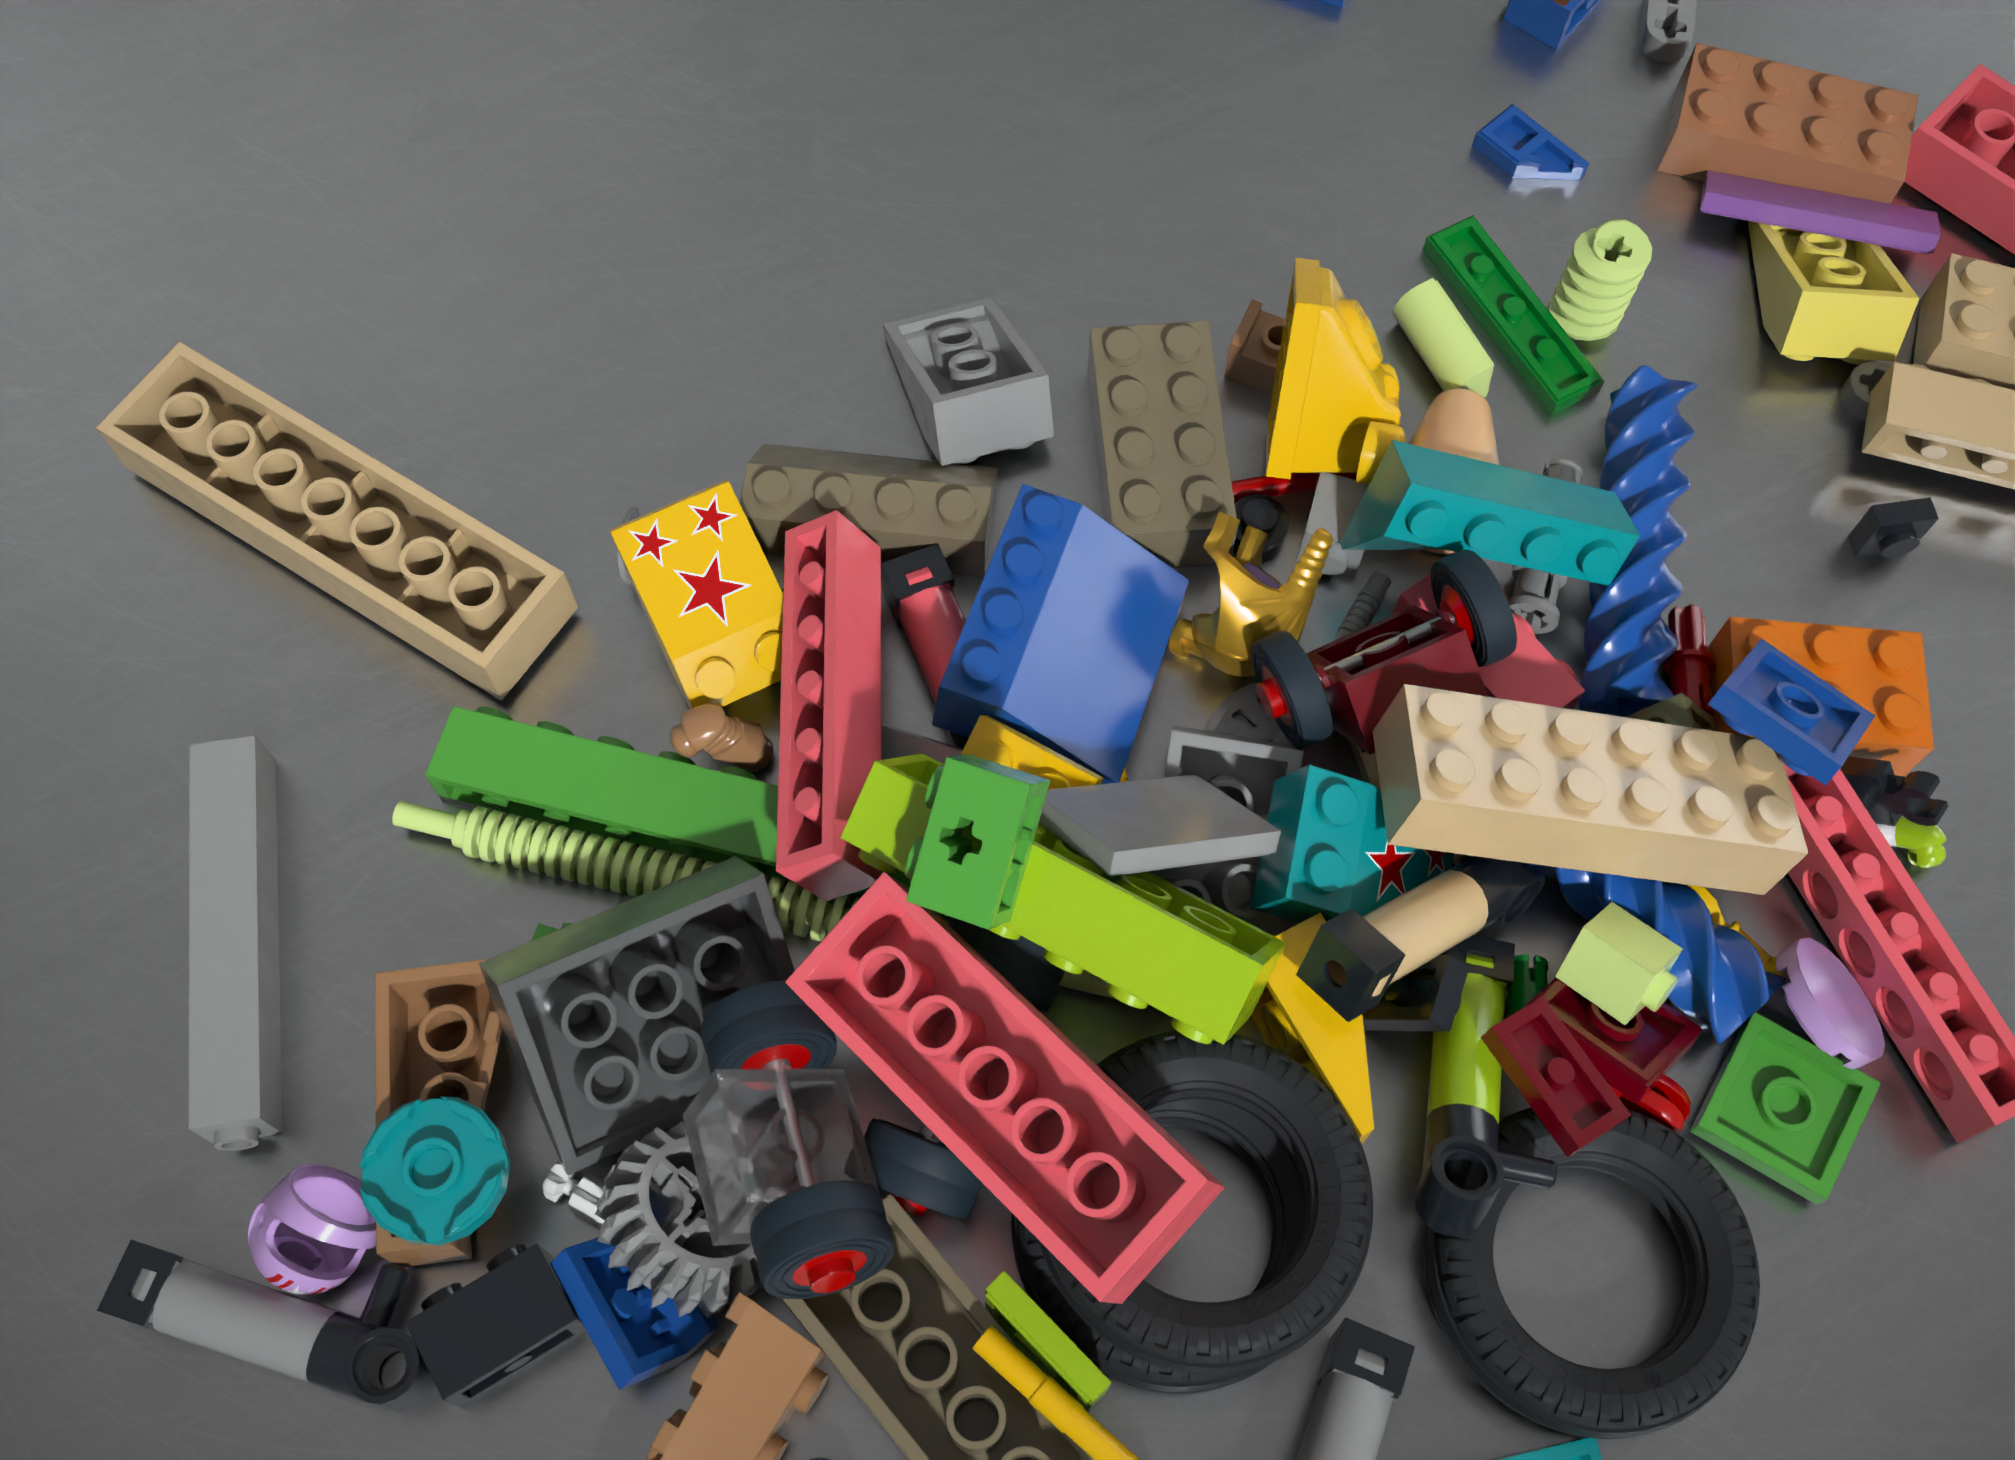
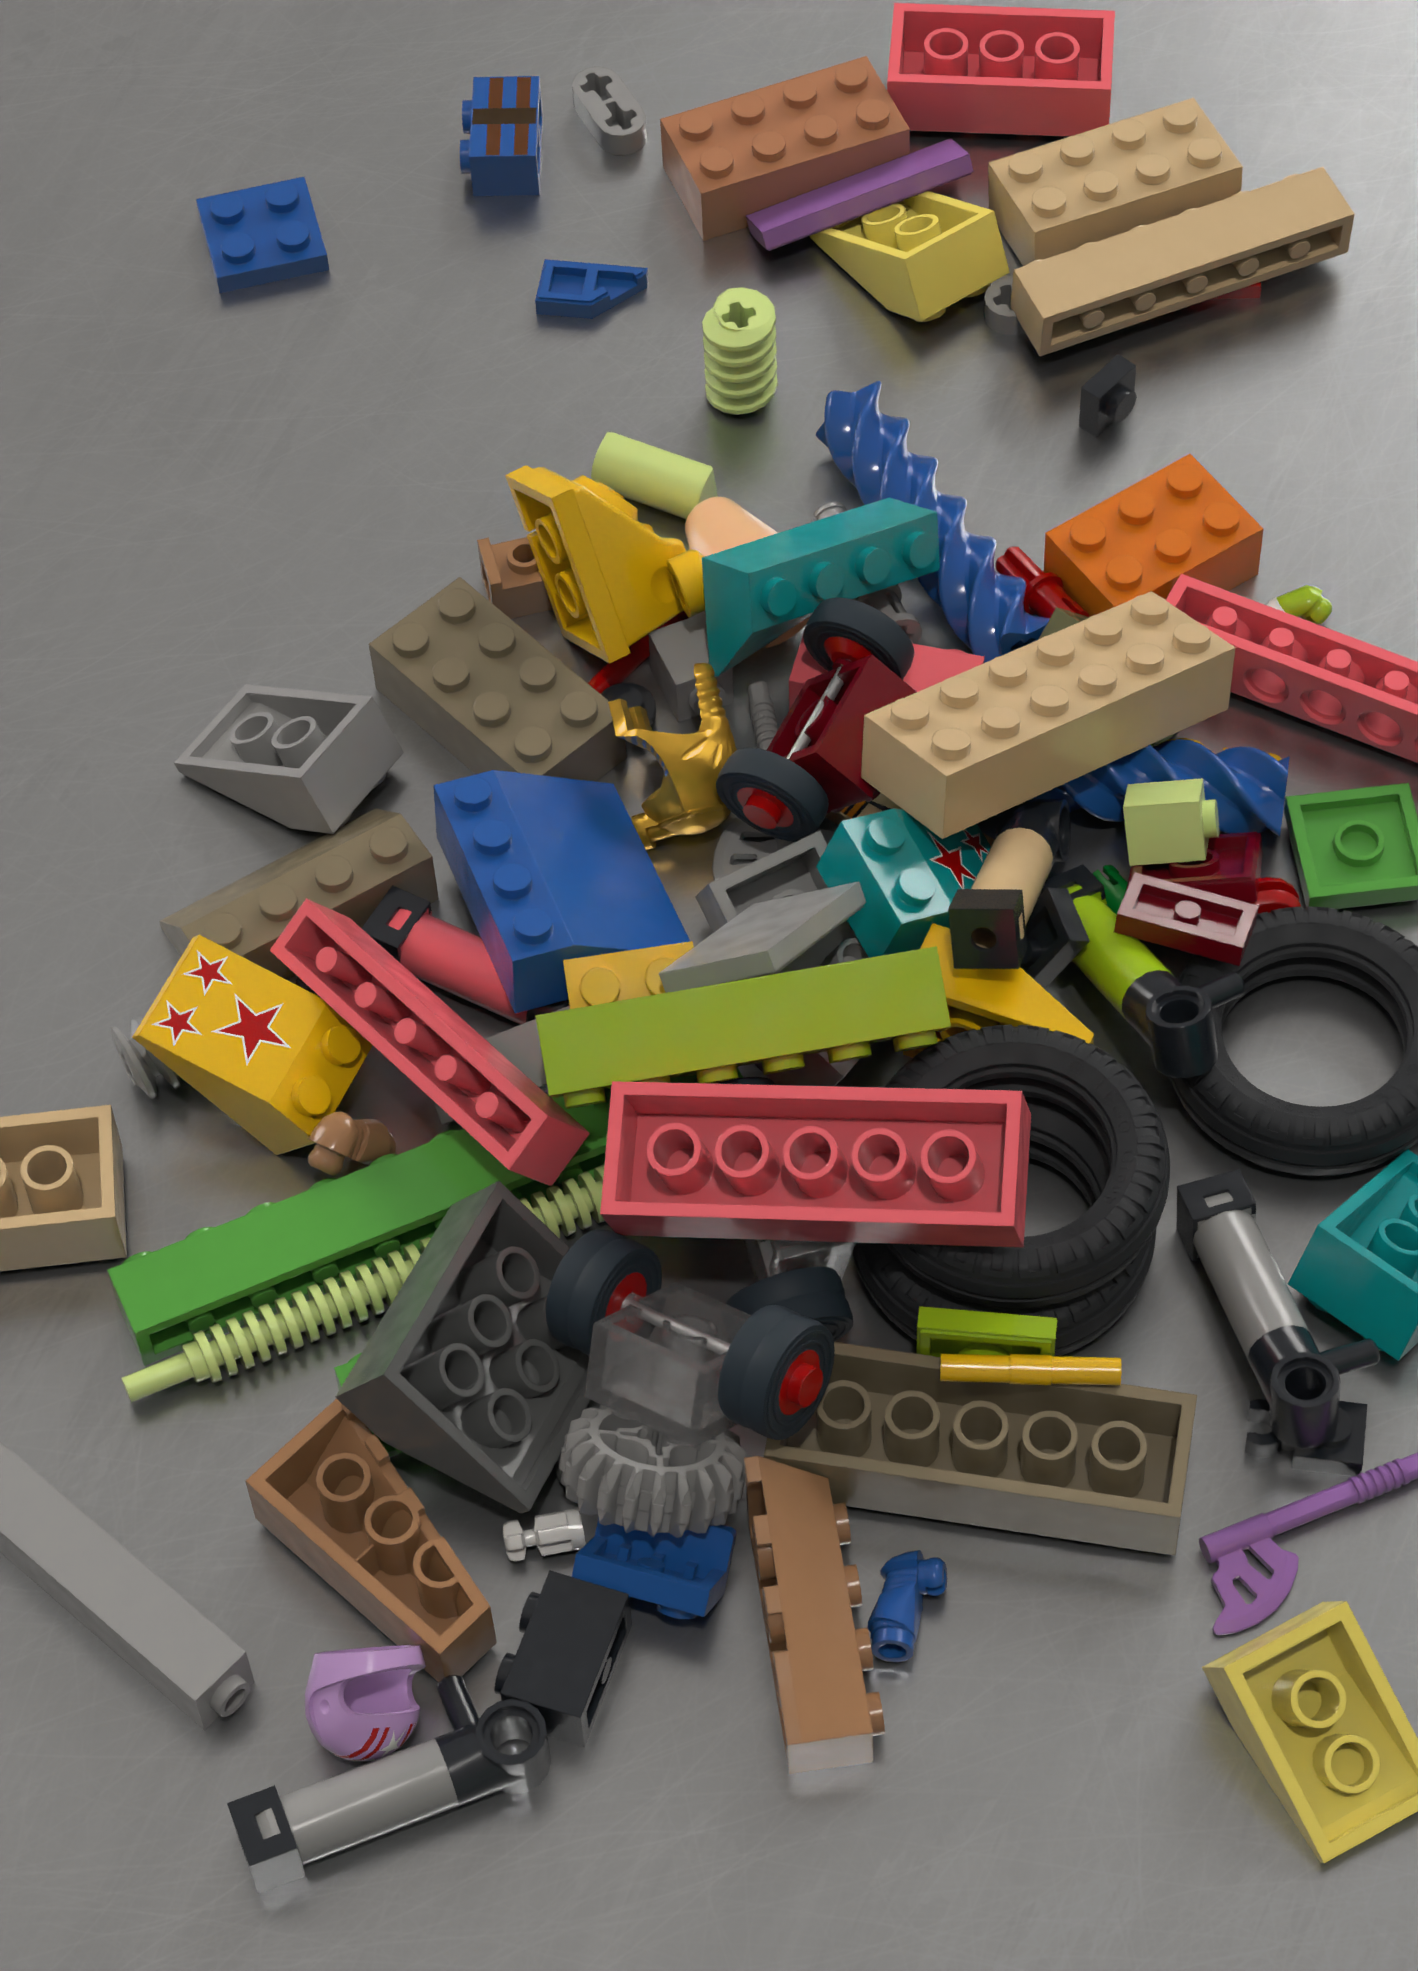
camera: 35 degrees left, 10 degrees down
(434, 1171) = (432, 1564): teal tile -> none
(1004, 814) = (668, 963): bright green brick -> none
(1513, 315) = (685, 424): green tile -> none
(1791, 712) = (1146, 561): blue plate -> none
(1830, 1003) = (1331, 752): lavender tile -> none
(1894, 796) = (1262, 578): black plate -> none

